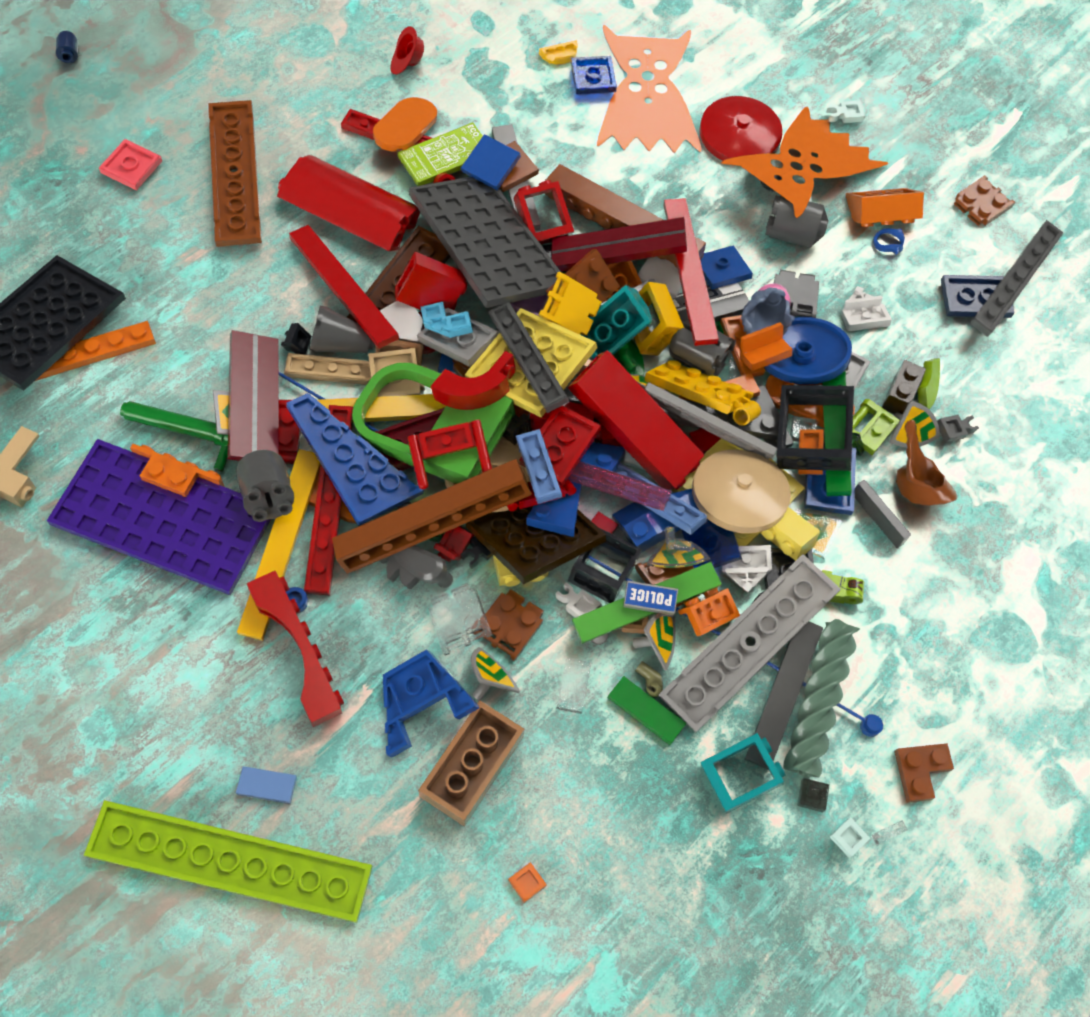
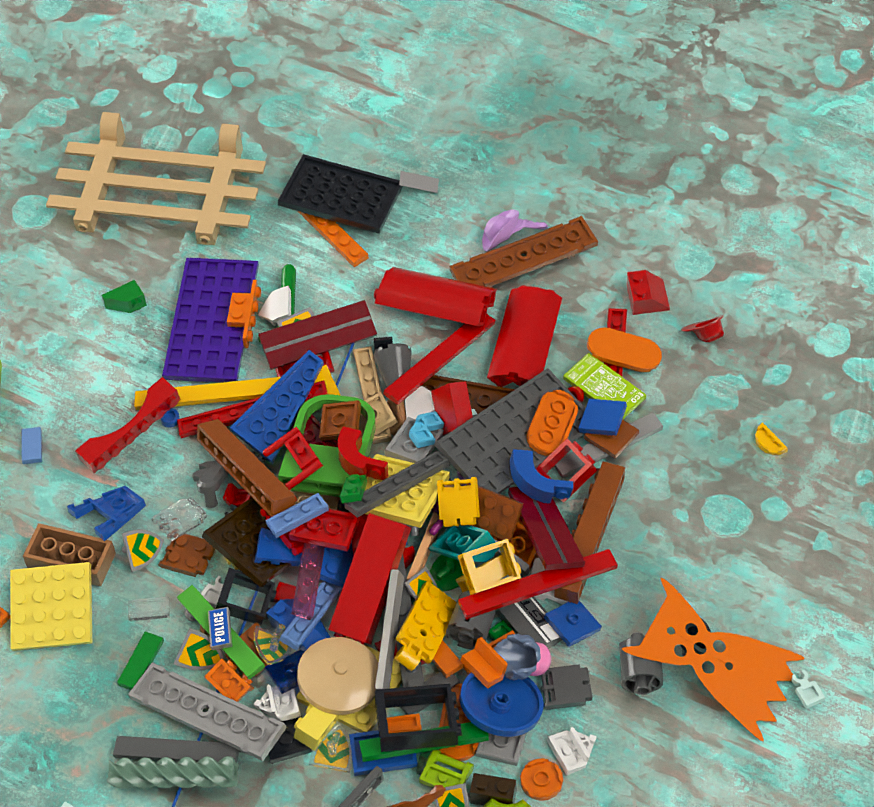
camera: 85 degrees right, 10 degrees down
(64, 241) = (419, 181): none -> light grey sticker
(66, 47) = (602, 113): dark blue brick -> none
(76, 610) = (125, 298): none -> green slope
(130, 164) = (506, 193): coral plate -> none
(185, 432) = (277, 306): none -> white slope
(186, 179) = (503, 226): none -> lavender hat
(253, 266) = (435, 296): none -> red cylinder
(264, 485) = (241, 362): dark grey cylinder -> none
(336, 88) = (646, 292): none -> red slope
(397, 401) = (338, 415): none -> dark orange plate
(483, 204) = (552, 422): none -> orange tile
(528, 395) = (353, 488): none -> green plate
(546, 800) = (51, 606): none -> light yellow plate
(556, 239) = (532, 482): none -> blue arch
(593, 74) = (751, 471): clear blue plate -> none
(629, 114) = (732, 544): piece -> none
(653, 679) = (167, 659): olive arm -> none
(677, 316) = (470, 572): none -> yellow window
(740, 128) = (744, 604): red dish -> none
(764, 749) = (90, 720): teal window -> none
(813, 795) = (99, 791): clear smoke tile -> none
(851, 589) = (279, 774): lime leg -> none
(885, 206) = (701, 742): orange slope -> none
(890, 347) = (541, 779): none -> orange tile
(895, 248) = (671, 764): blue piece -> none

